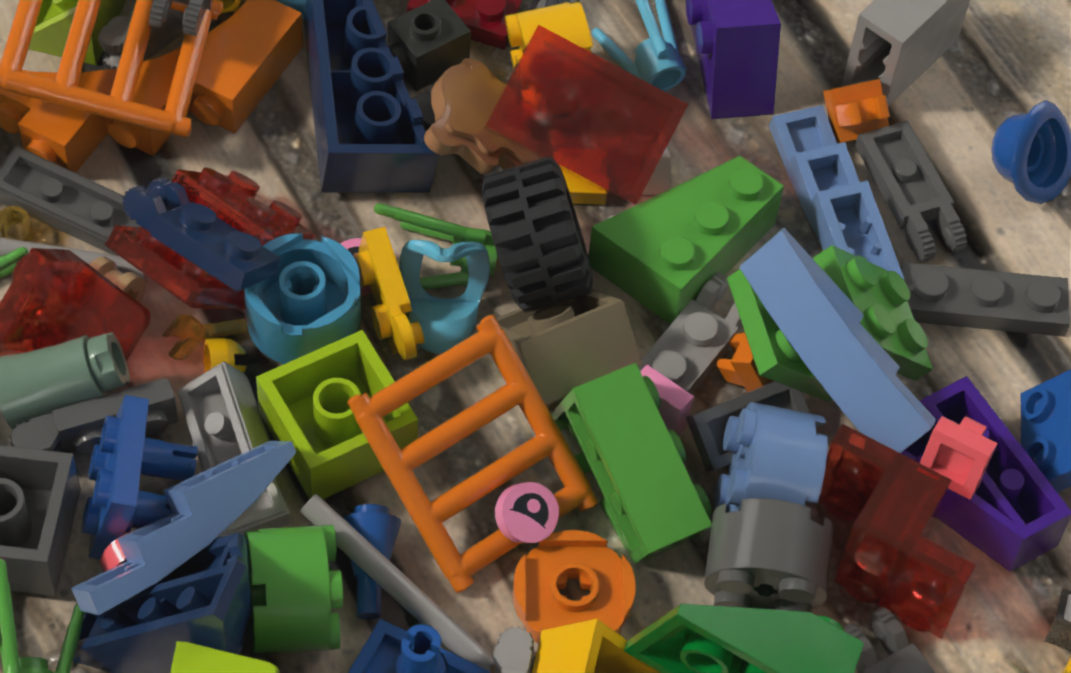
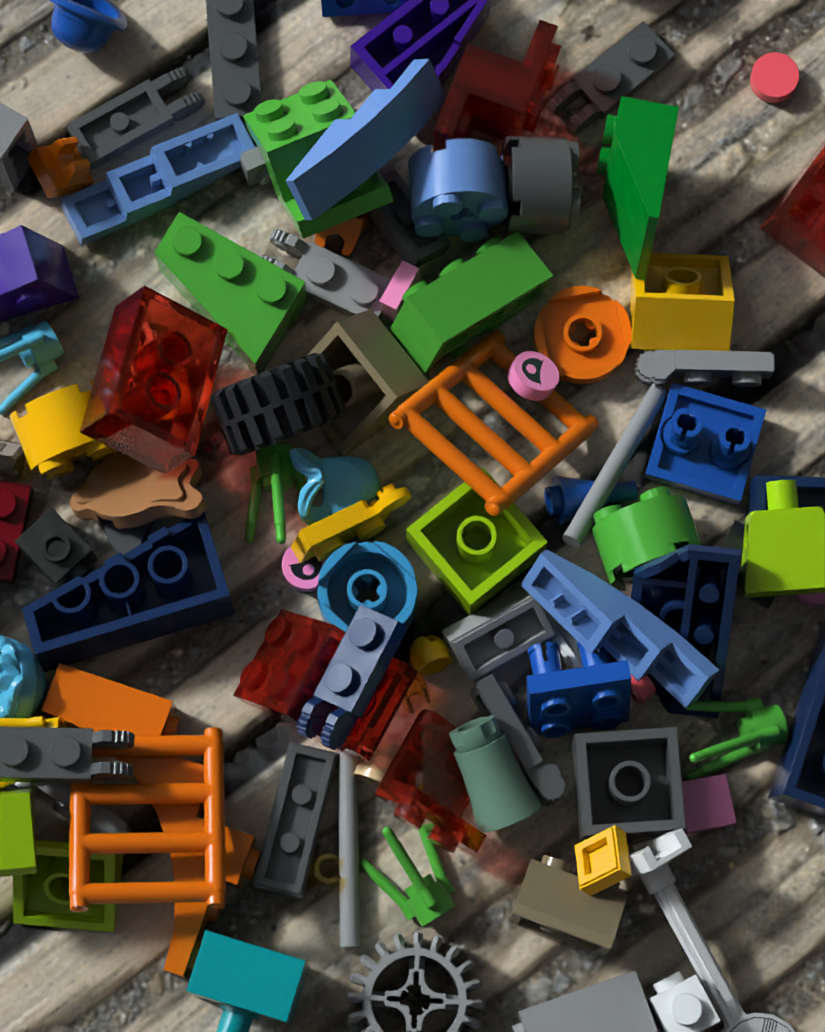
camera: 95 degrees left, 20 degrees up
(959, 453) = (440, 40): coral tile -> none

